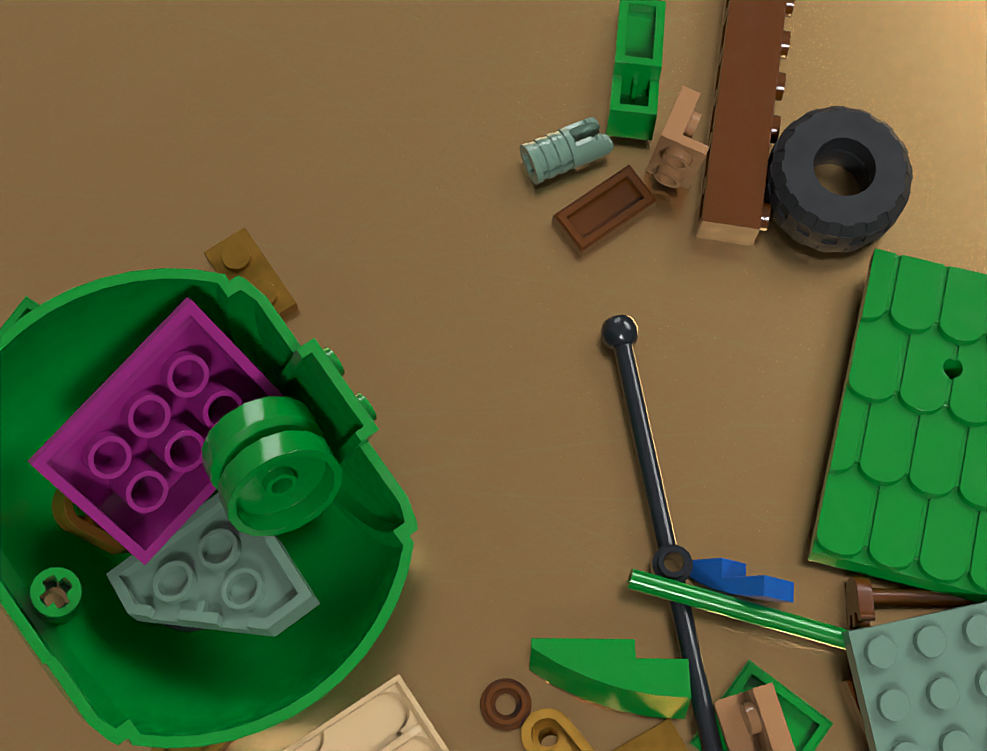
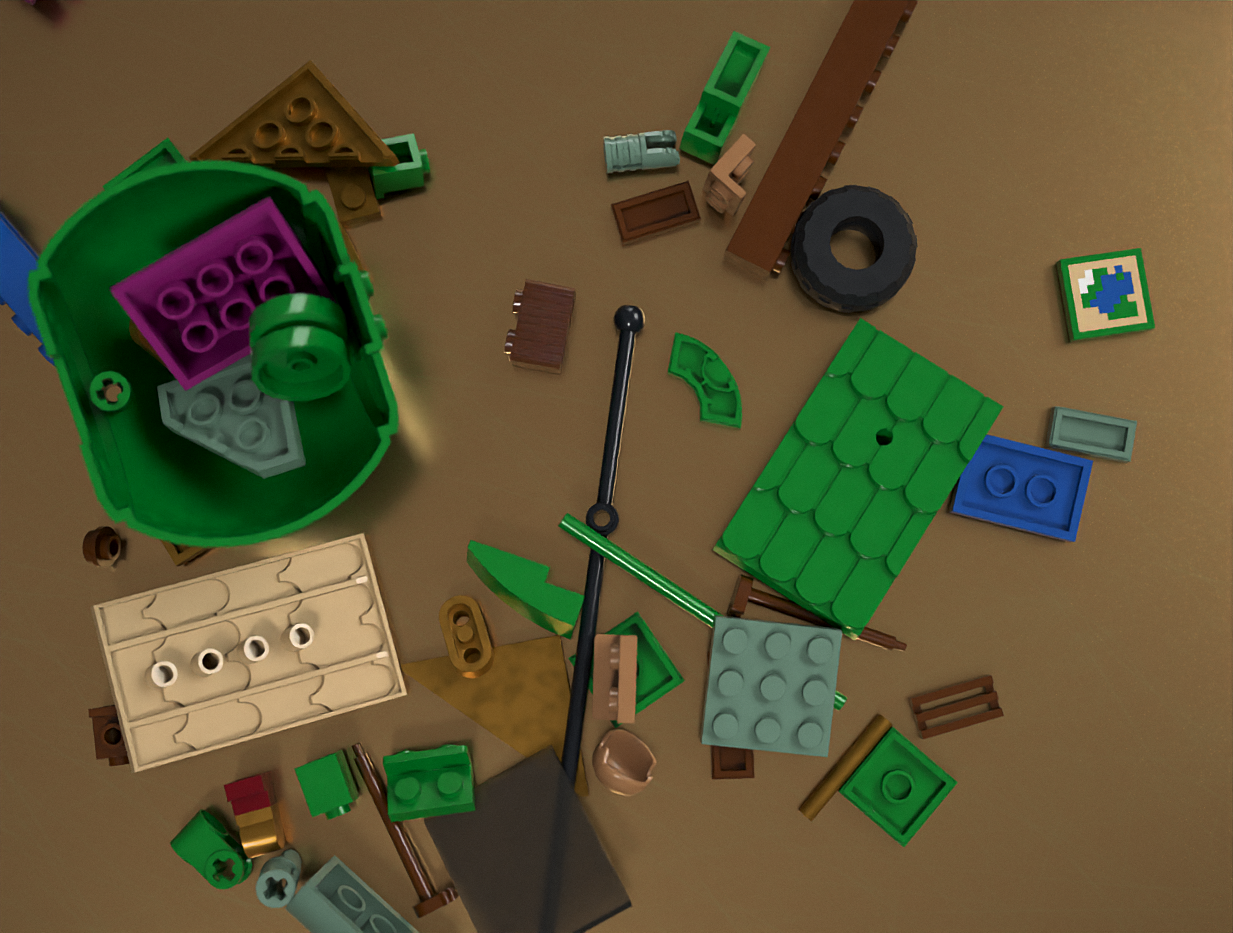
camera: 25 degrees right, 10 degrees up
(190, 227) = (300, 126): none -> pearl gold tile
(299, 244) = (406, 173): none -> green brick
(513, 689) = (425, 578): reddish brown plate -> none
(525, 370) = (541, 326): none -> reddish brown brick
(730, 372) = (708, 379): none -> green tile
(731, 578) = (646, 546): blue slope -> none

